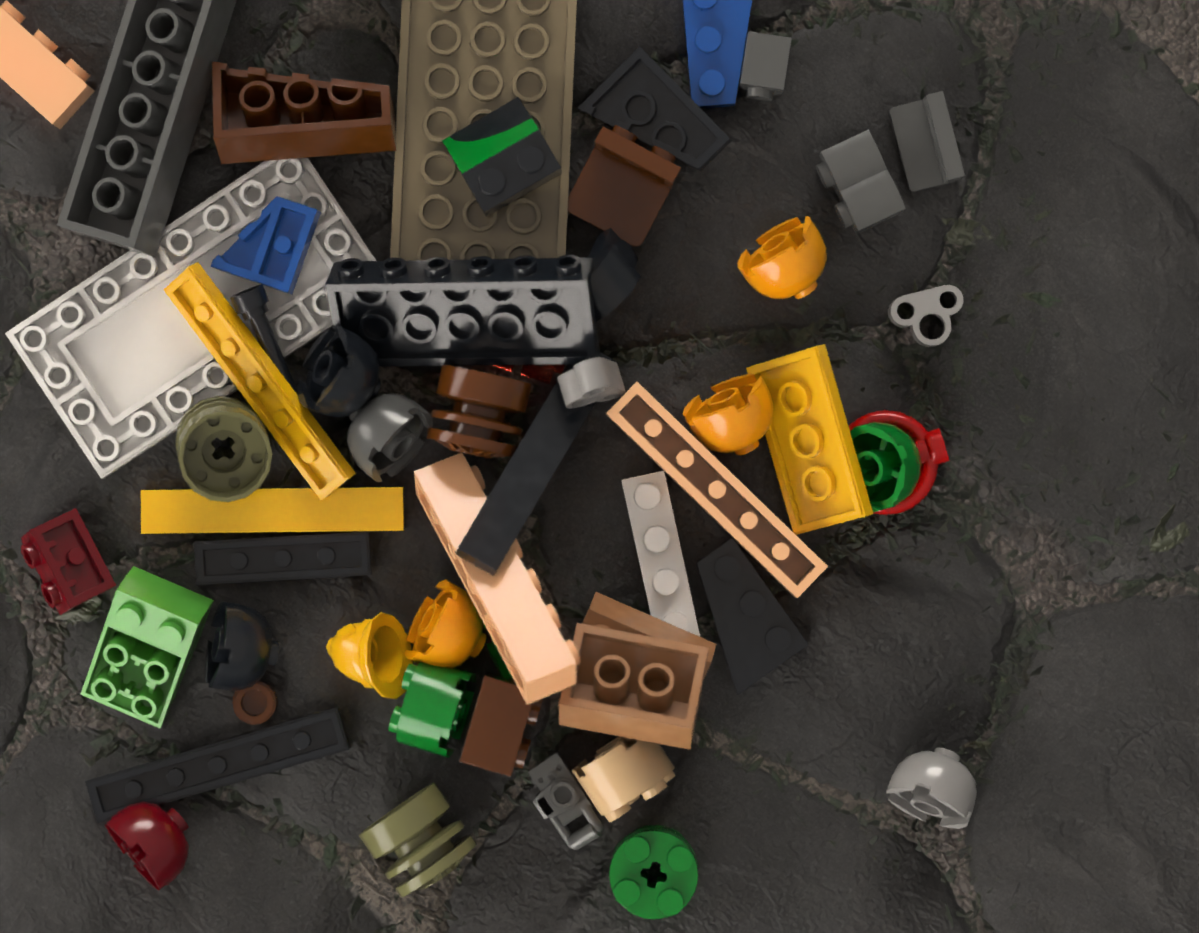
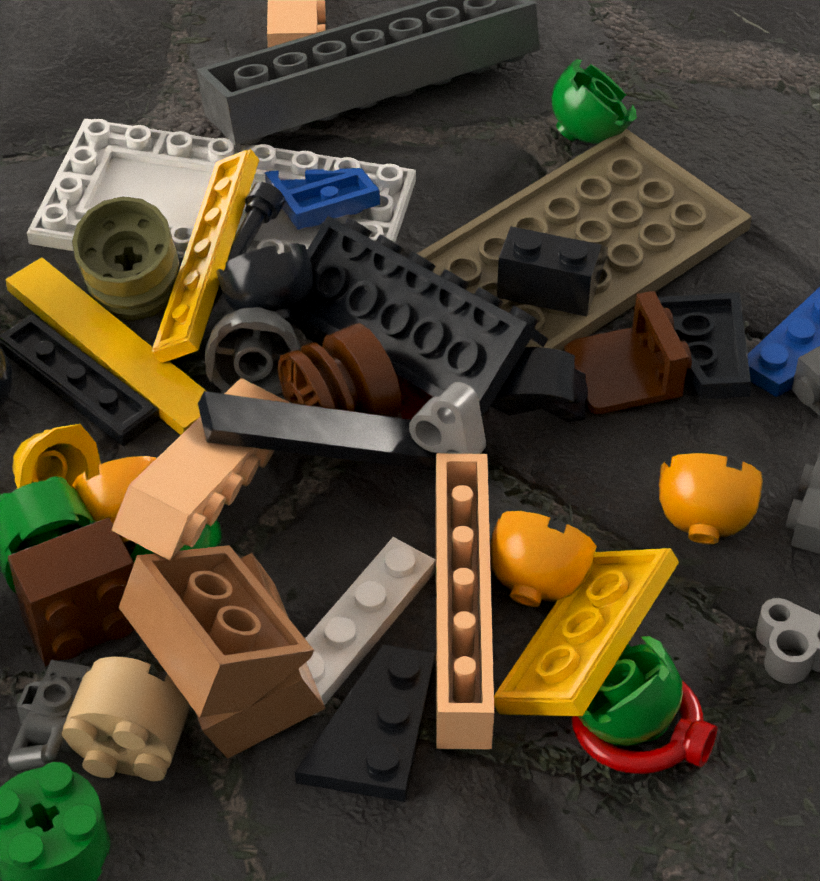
camera: 45 degrees right, 40 degrees down
(297, 117) = (433, 141): reddish brown wedge -> none

